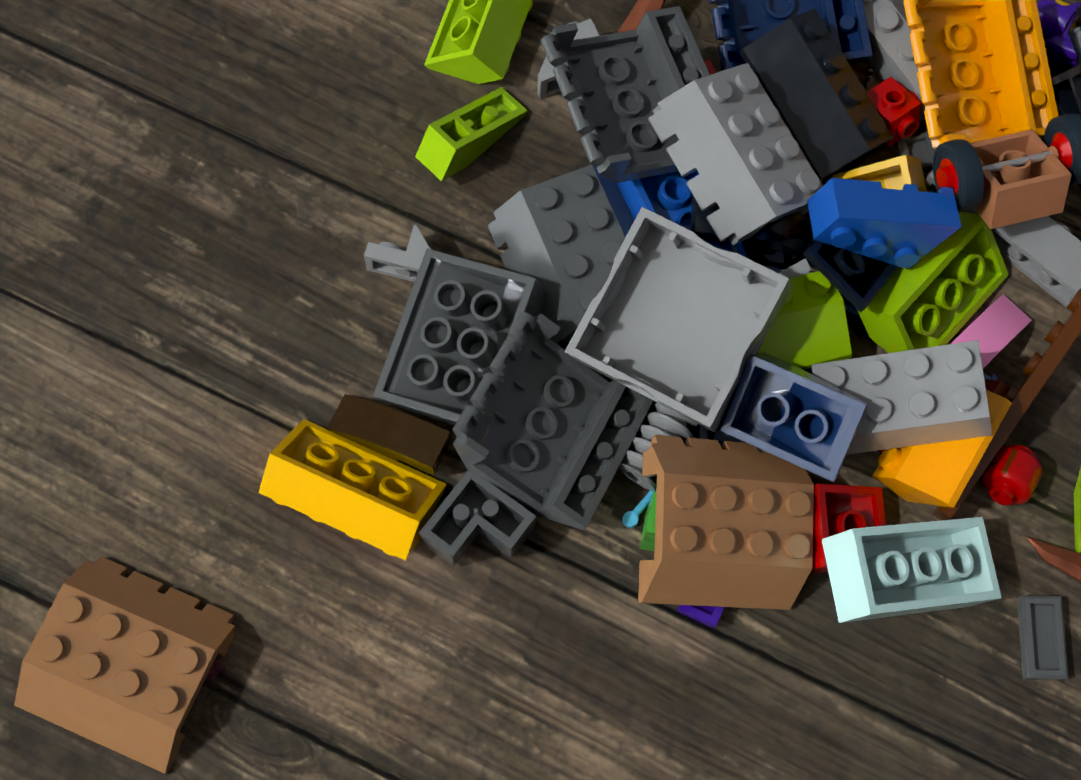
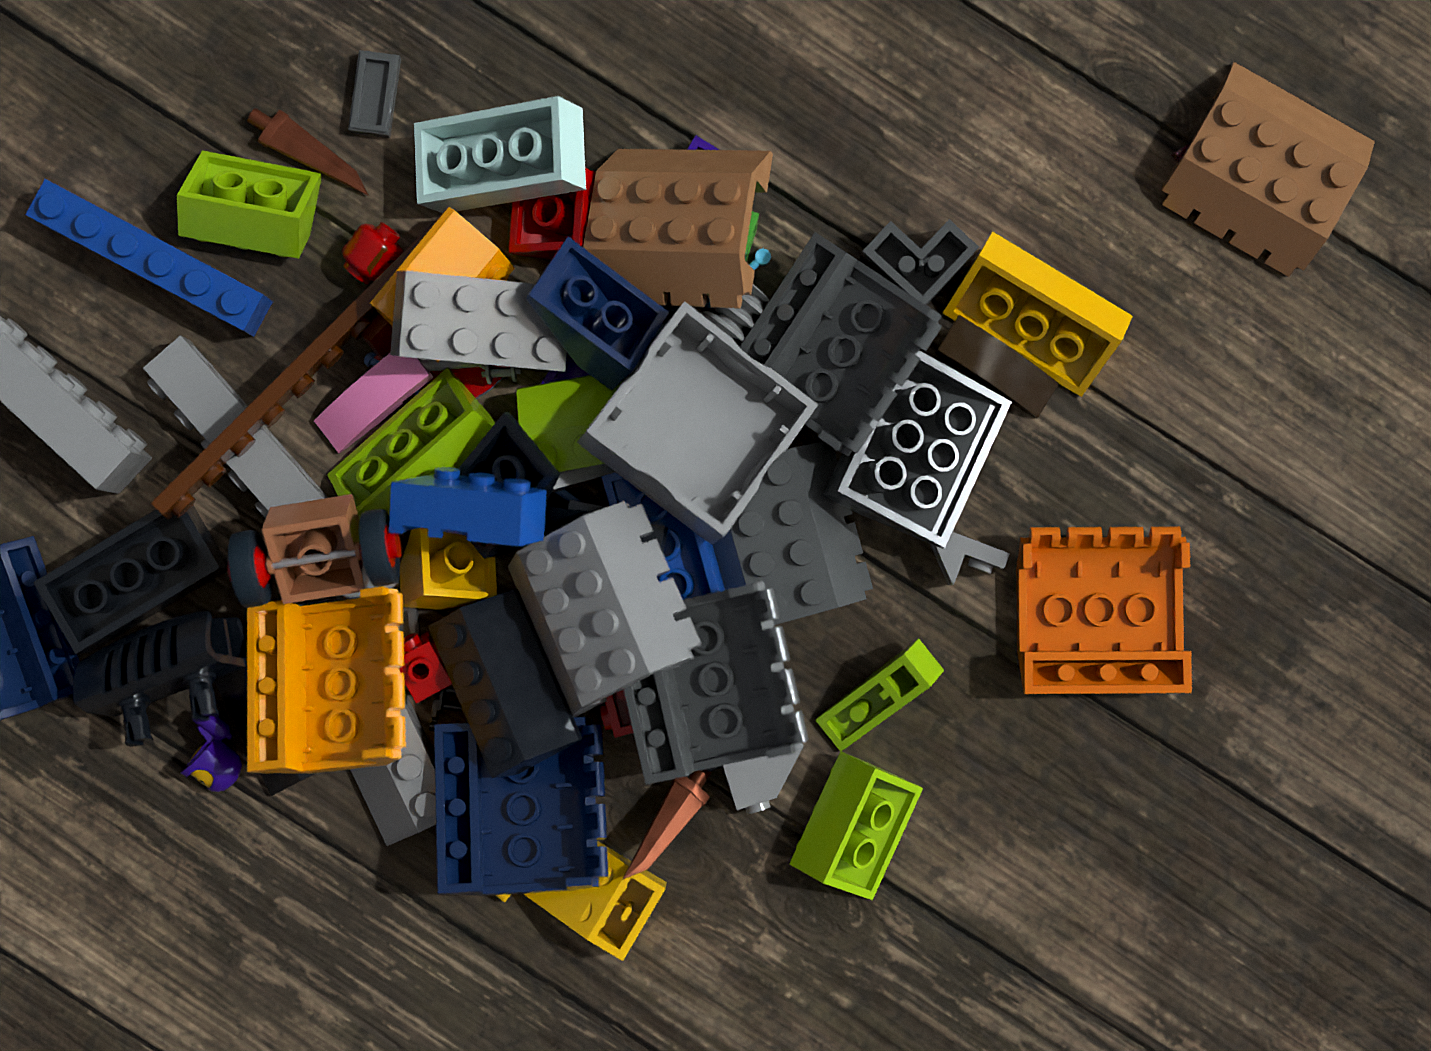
camera: 175 degrees left, 15 degrees up
(270, 211) = (1102, 611): none -> orange slope

